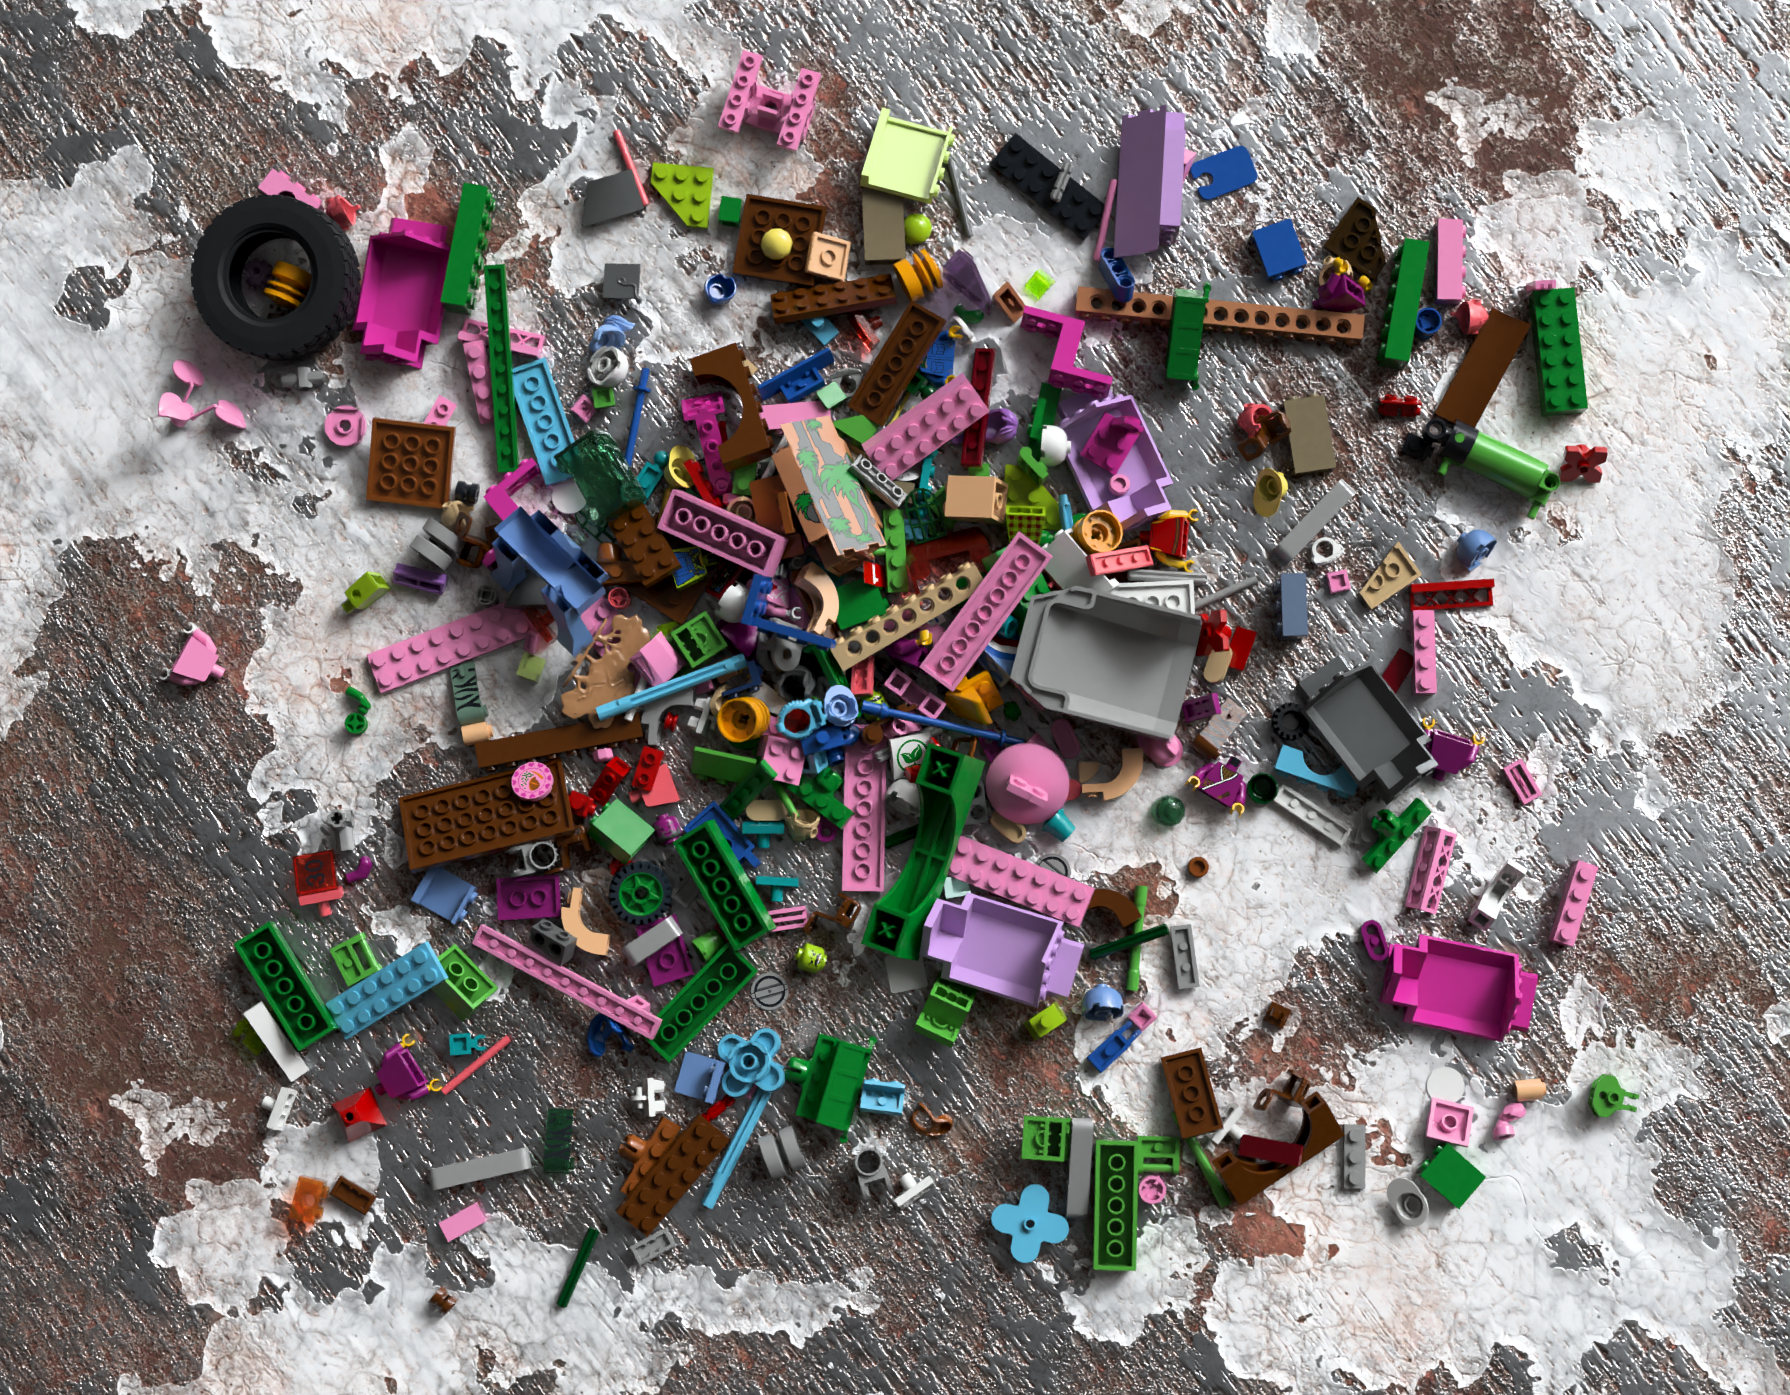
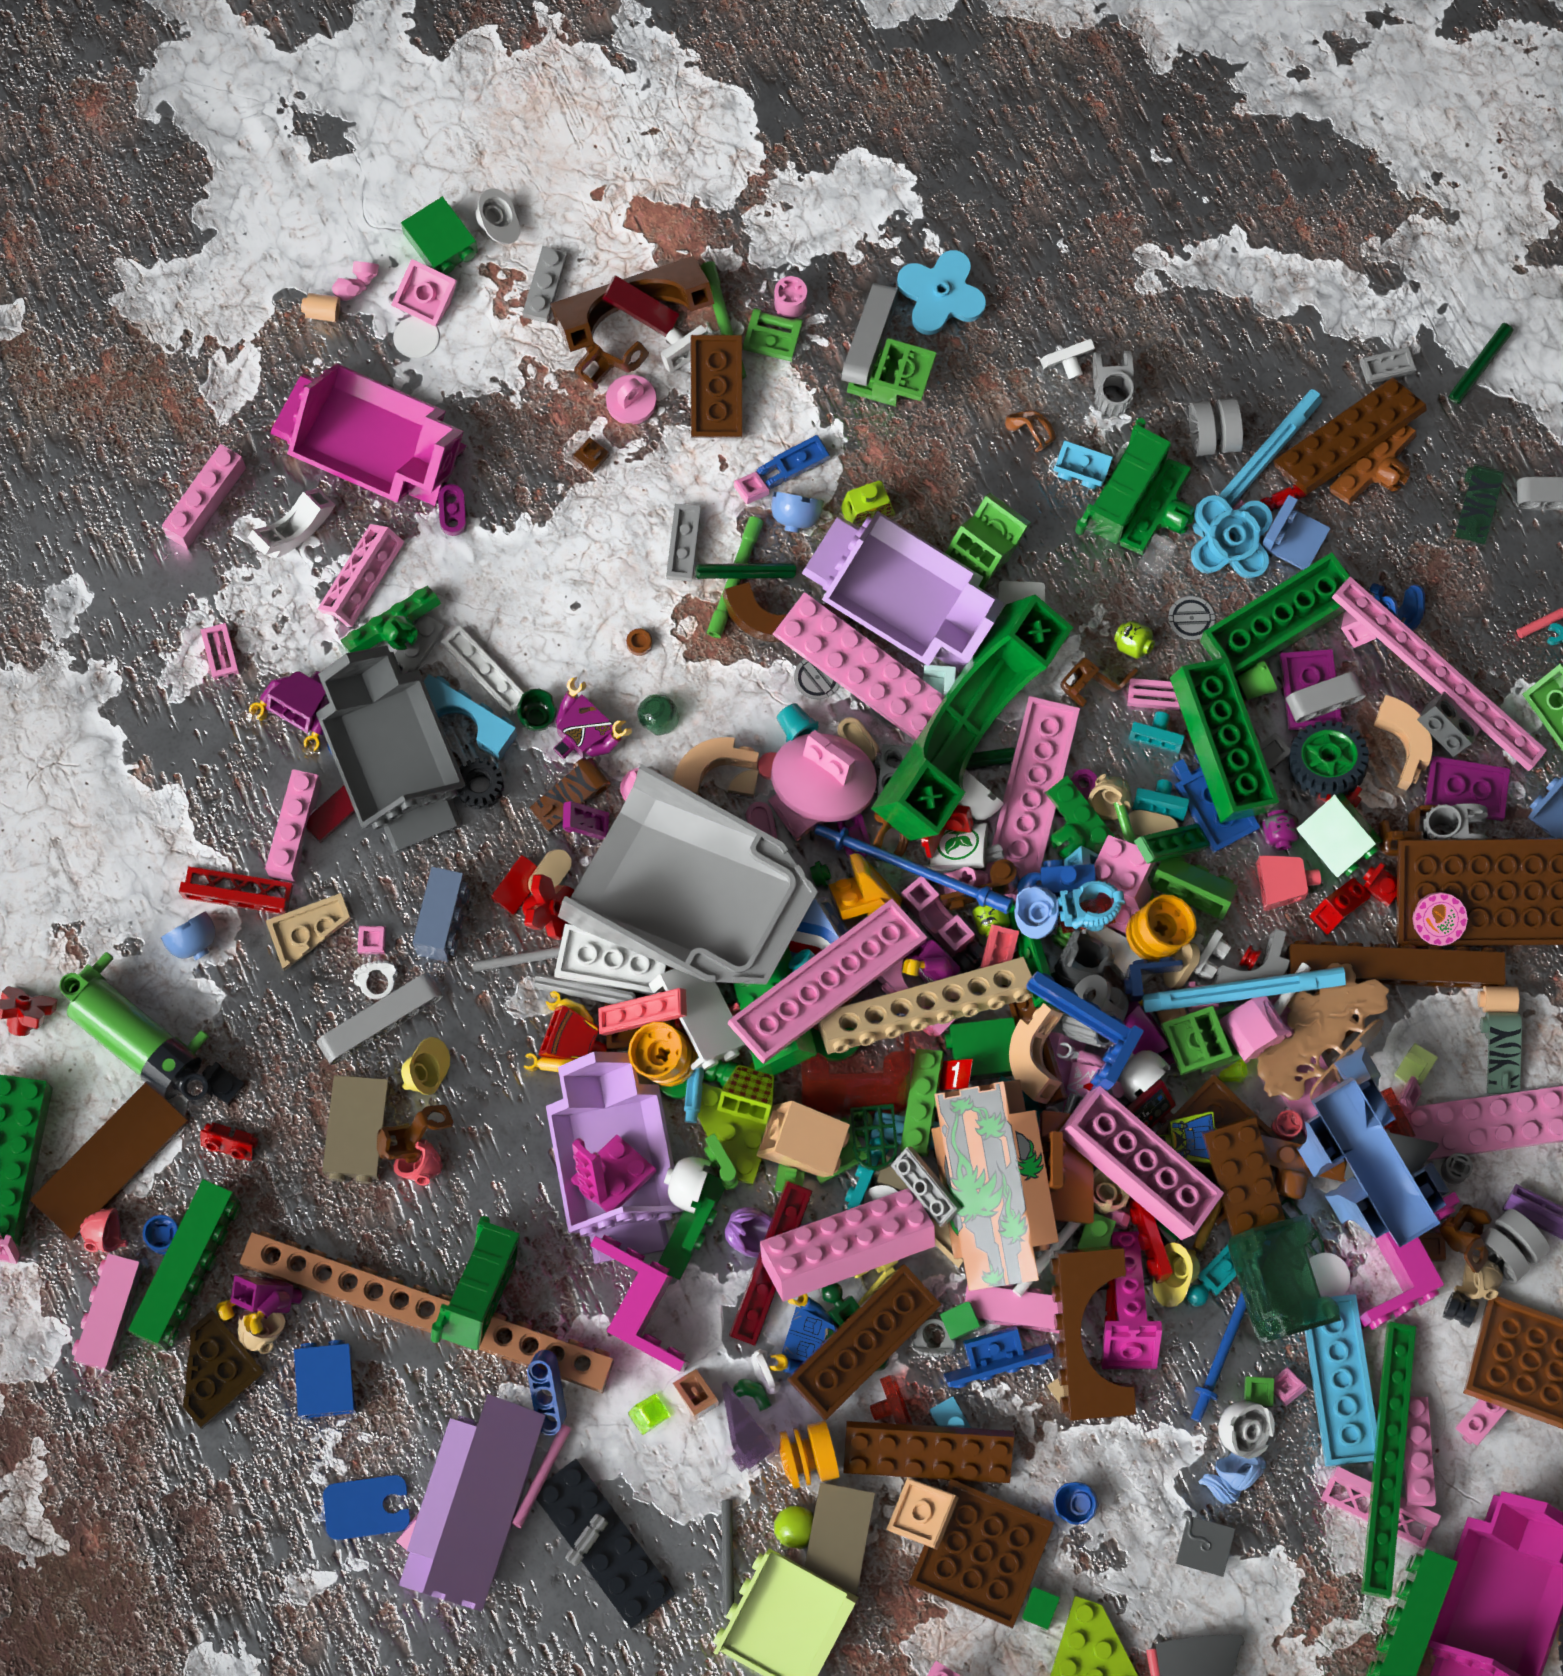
camera: 170 degrees left, 10 degrees down
(603, 755) = (1343, 936): bright pink tile -> none
(647, 1100) = (1361, 517): white hips -> none
(648, 768) = (1290, 904): red bracket -> none
(776, 244) = (987, 1545): light yellow hair -> none
(856, 429) = (935, 1272): bright green slope -> none
(1115, 1205) = (837, 288): bright green brick -> none
(1119, 485) = (614, 1121): bright pink tile -> none
(1257, 1070) = (631, 399): none -> bright pink tile
(1611, 1097) = (231, 277): bright green hinge -> none

